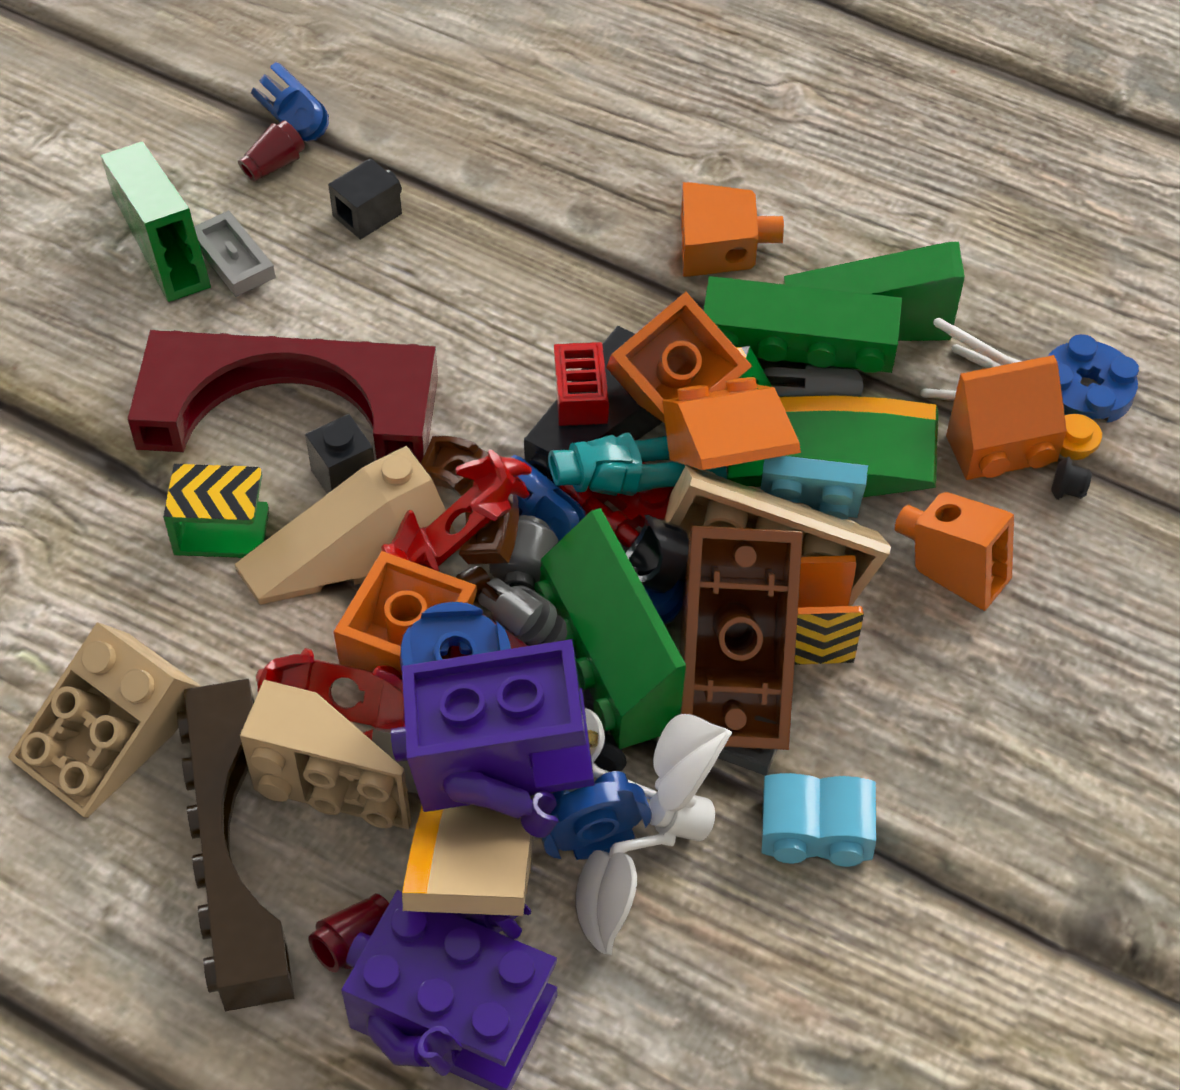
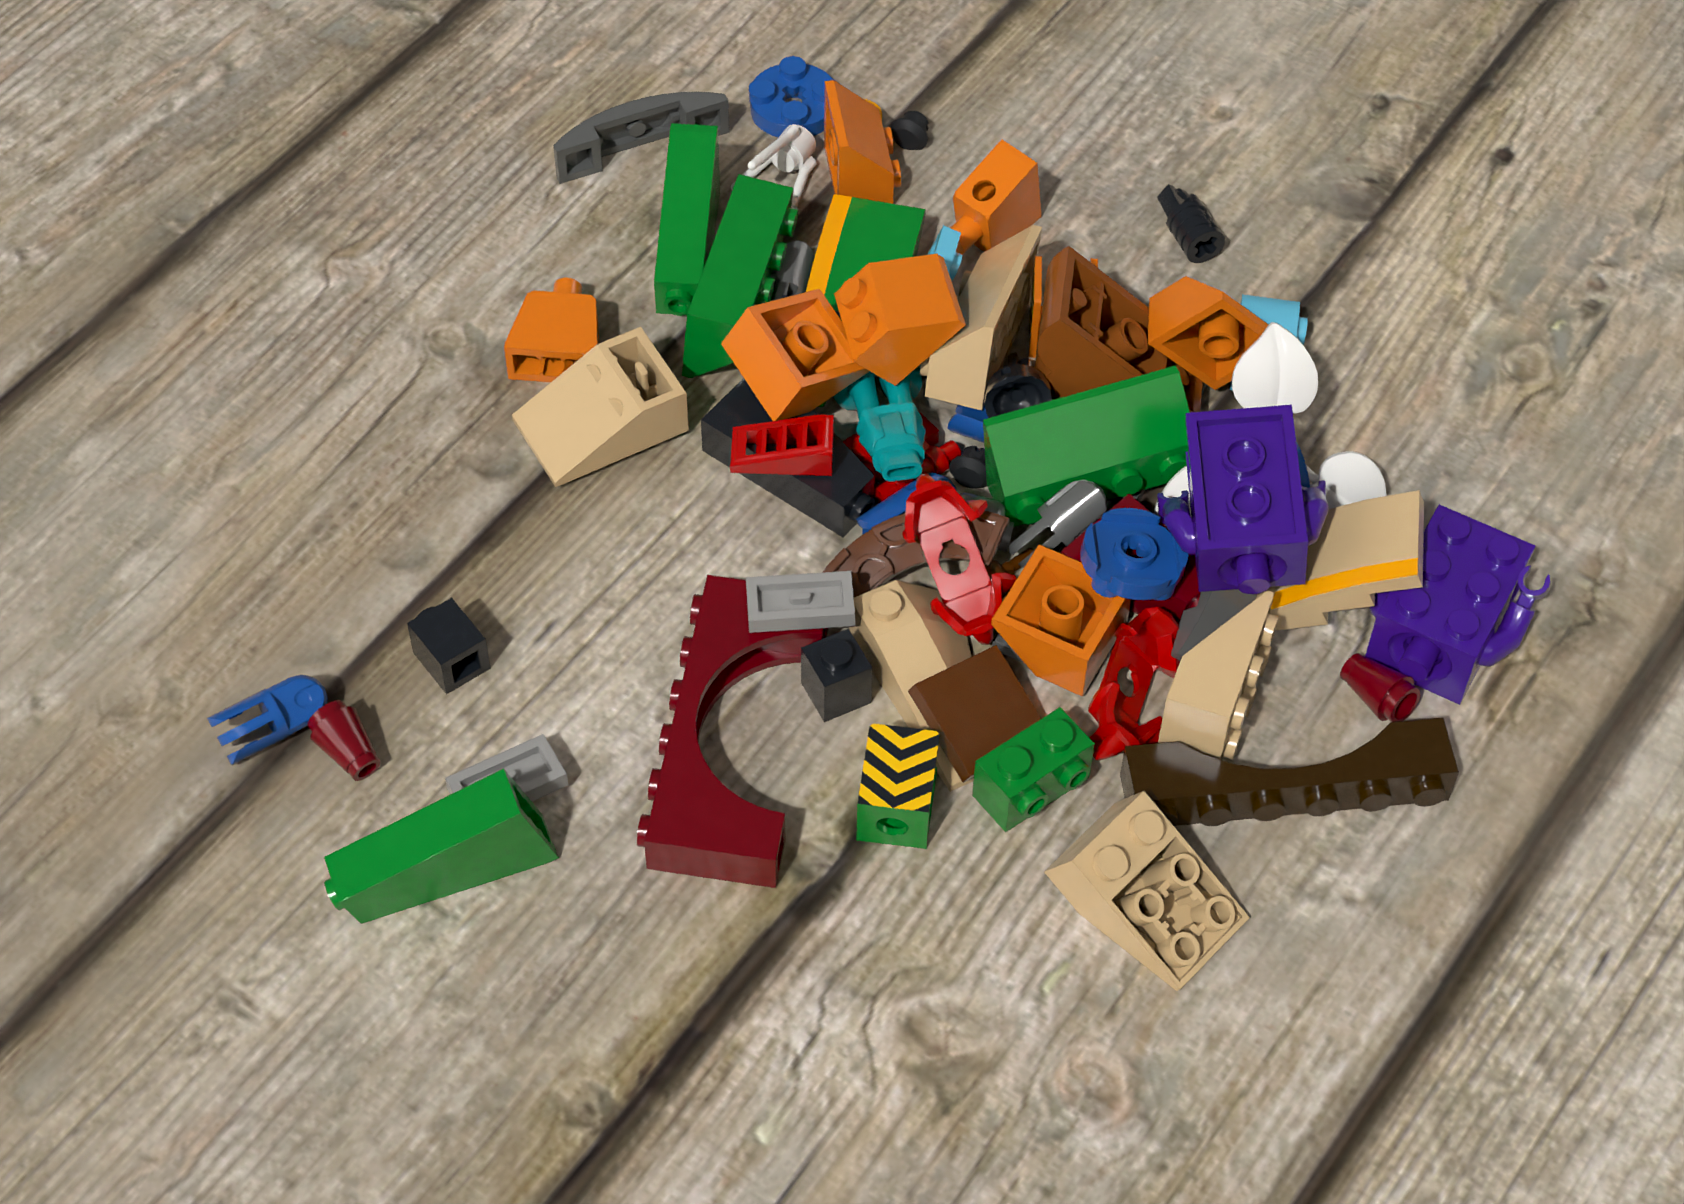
camera: 85 degrees left, 0 degrees up
(236, 615) = (1032, 769): none -> green brick
(297, 567) = (974, 708): none -> reddish brown tile
(393, 403) = (800, 601): none -> light grey plate
(636, 268) = (604, 408): none -> tan slope
(780, 721) = (1201, 329): none -> orange slope
(994, 742) = (1191, 224): none -> black hinge
(1002, 249) = (633, 125): none -> dark grey slope

